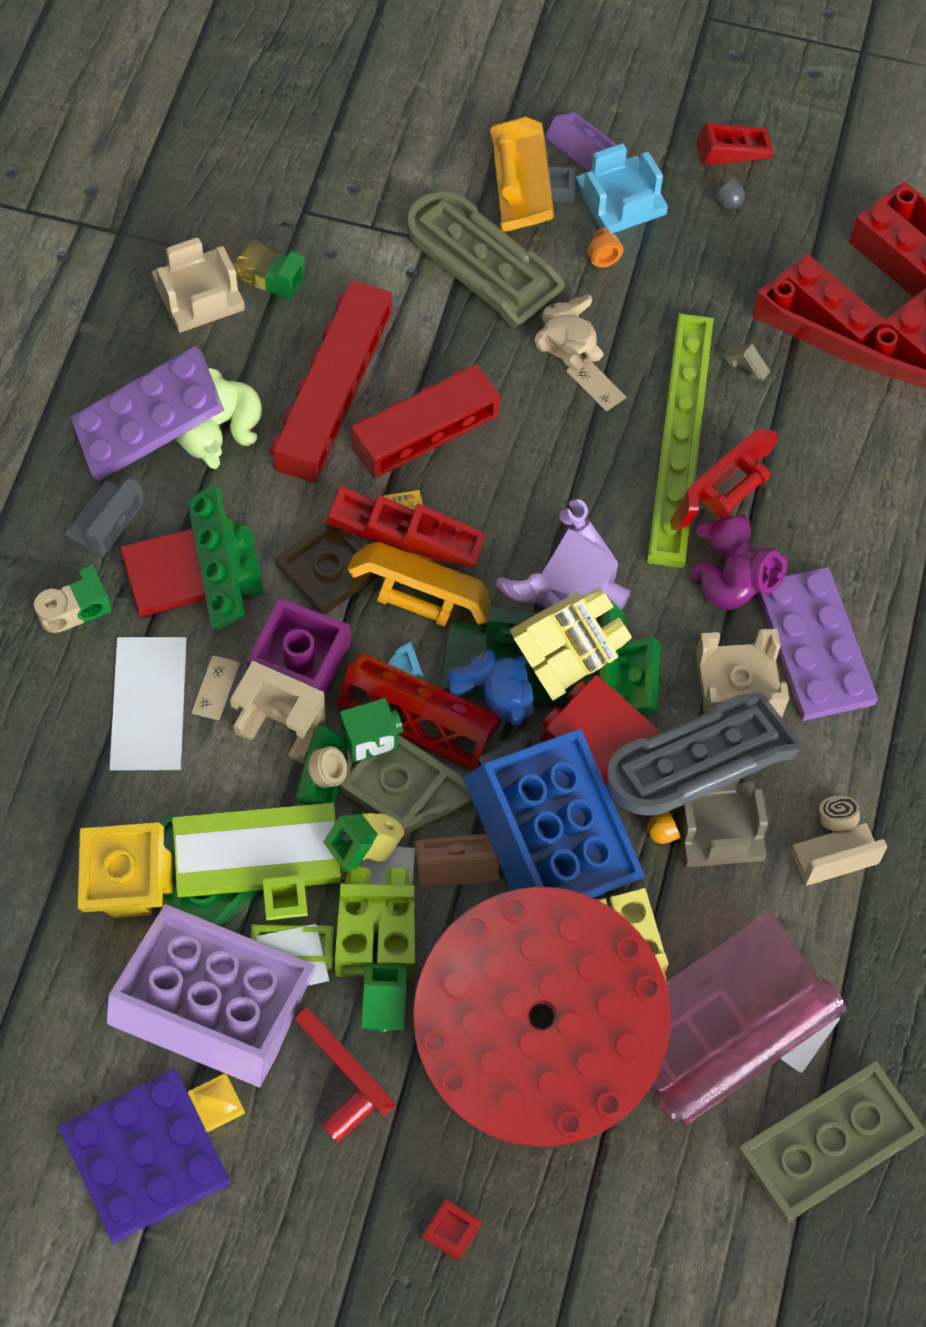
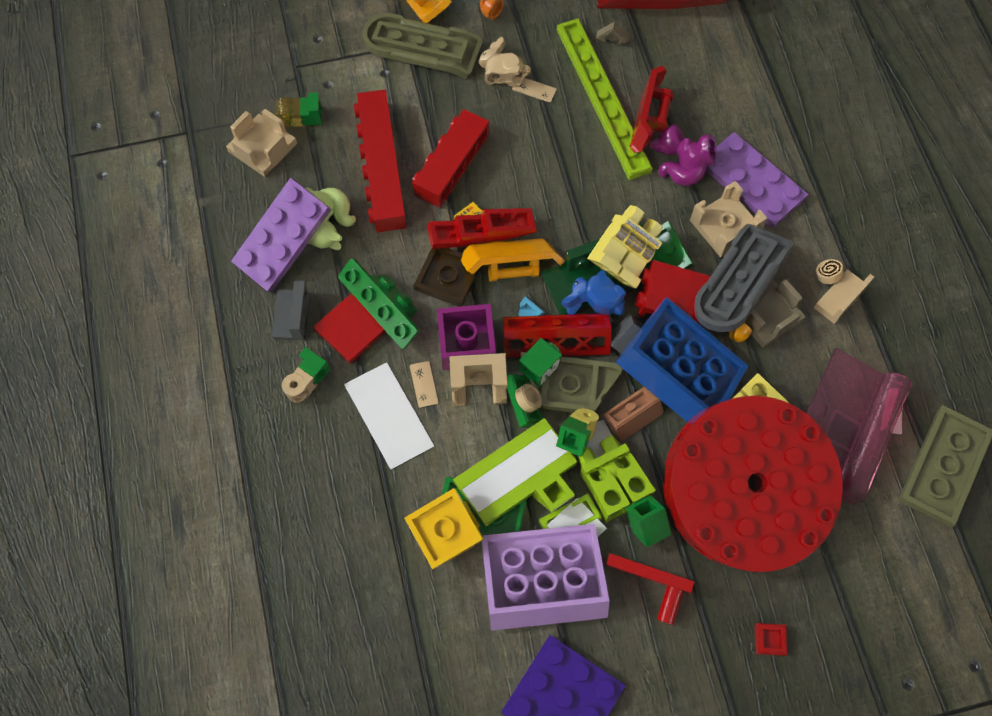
camera: 25 degrees left, 5 degrees up
(216, 1102) = (586, 641): yellow tile -> none
(578, 564) = (596, 204): lavender torso -> none

